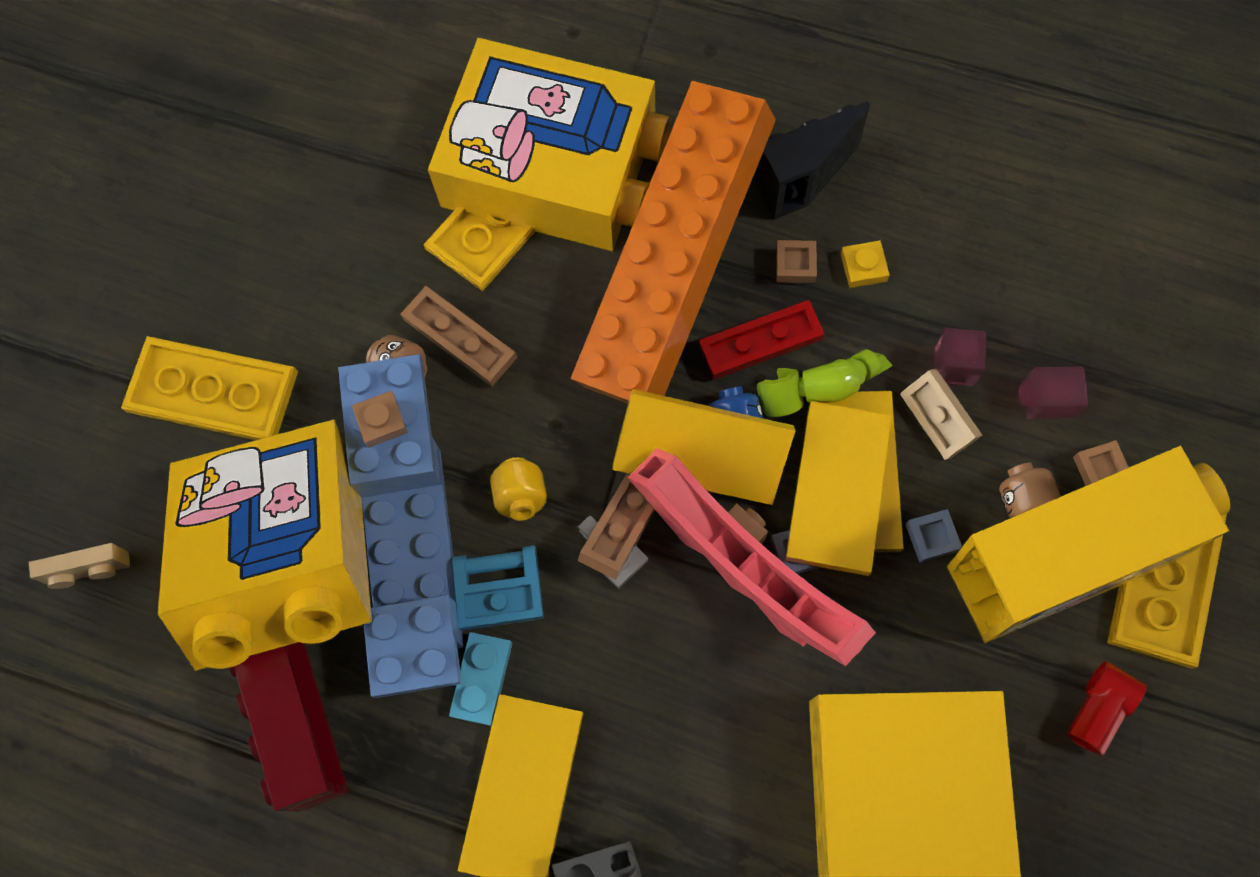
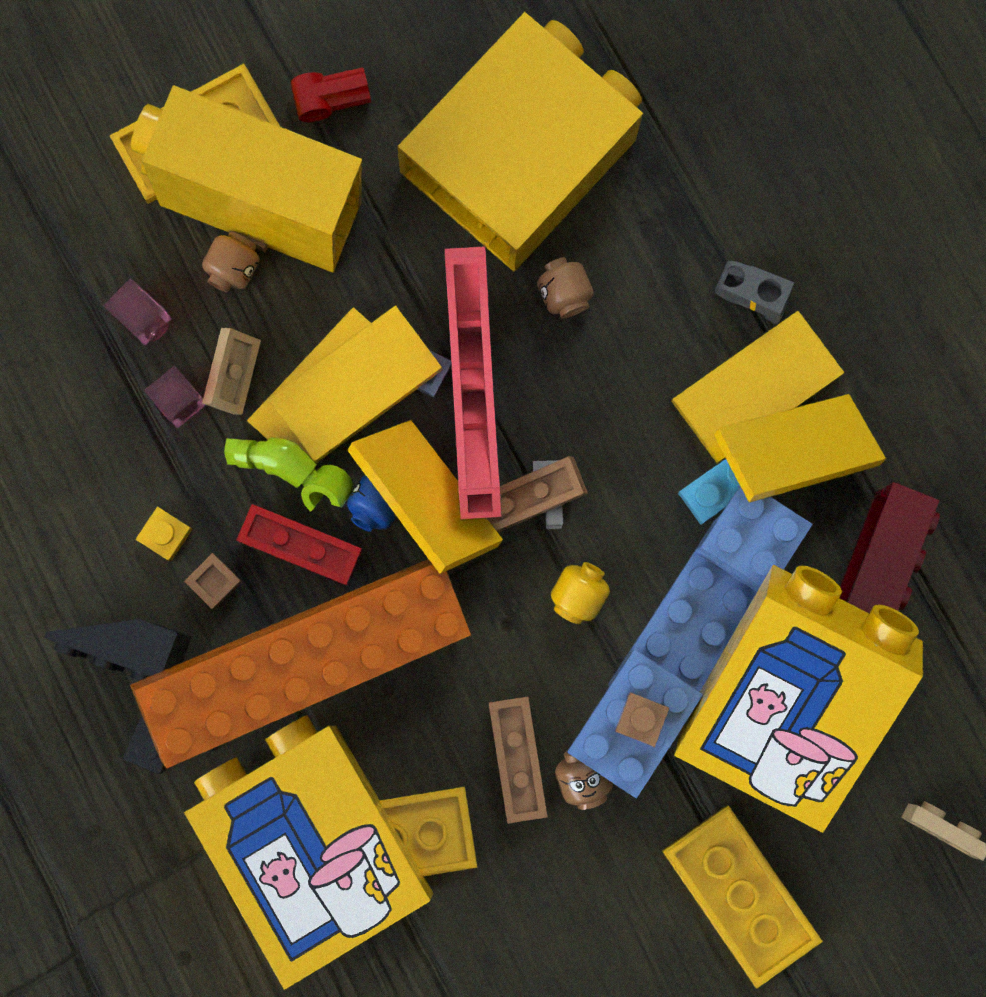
camera: 145 degrees left, 10 degrees up
(437, 758) = (798, 447): none -> yellow tile
(500, 600) = (663, 526): dark azure plate -> none
(750, 521) = (444, 418): medium nougat plate -> none
(754, 723) = (565, 288): none -> medium nougat head
(933, 535) = (324, 296): sand blue plate -> none
(1100, 462) = (161, 235): medium nougat plate -> none

